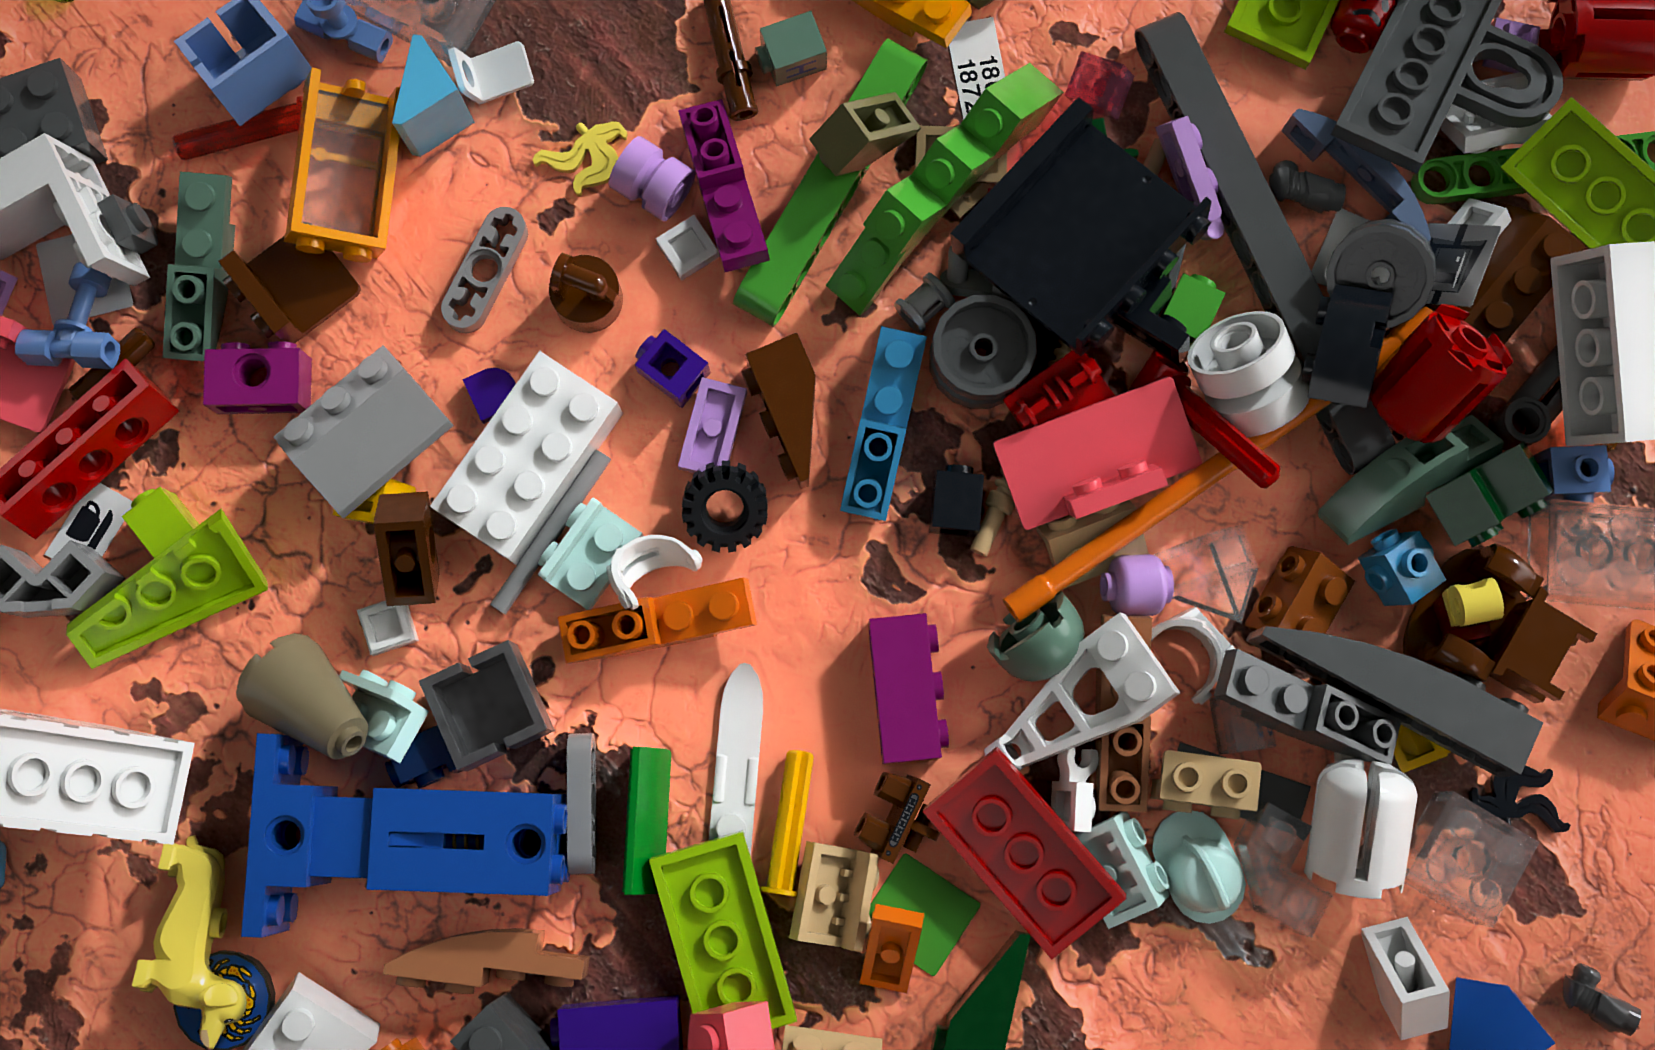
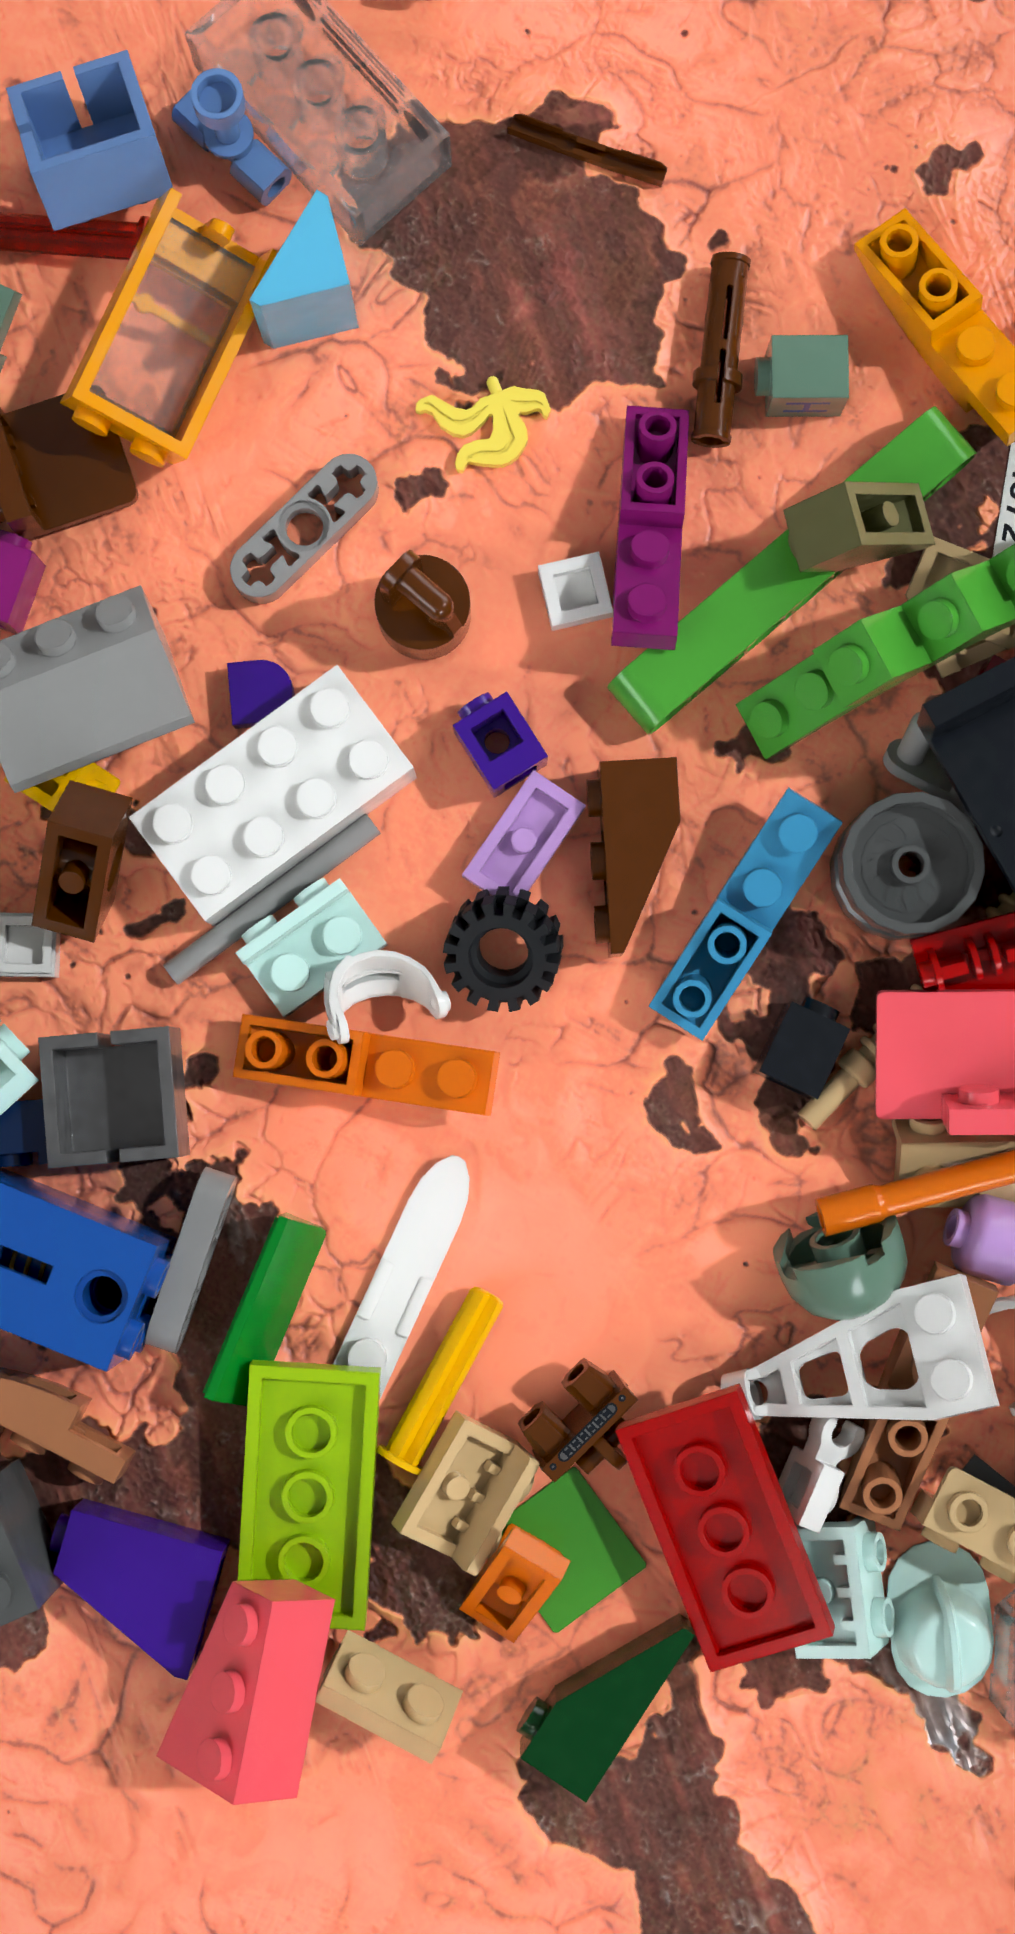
camera: 25 degrees right, 5 degrees up
(492, 73) = (403, 270): white bracket -> none
(646, 175) = (556, 480): lavender wheel -> none
(907, 688) = (651, 1266): magenta brick -> none
(924, 303) = (855, 774): light grey bush -> none

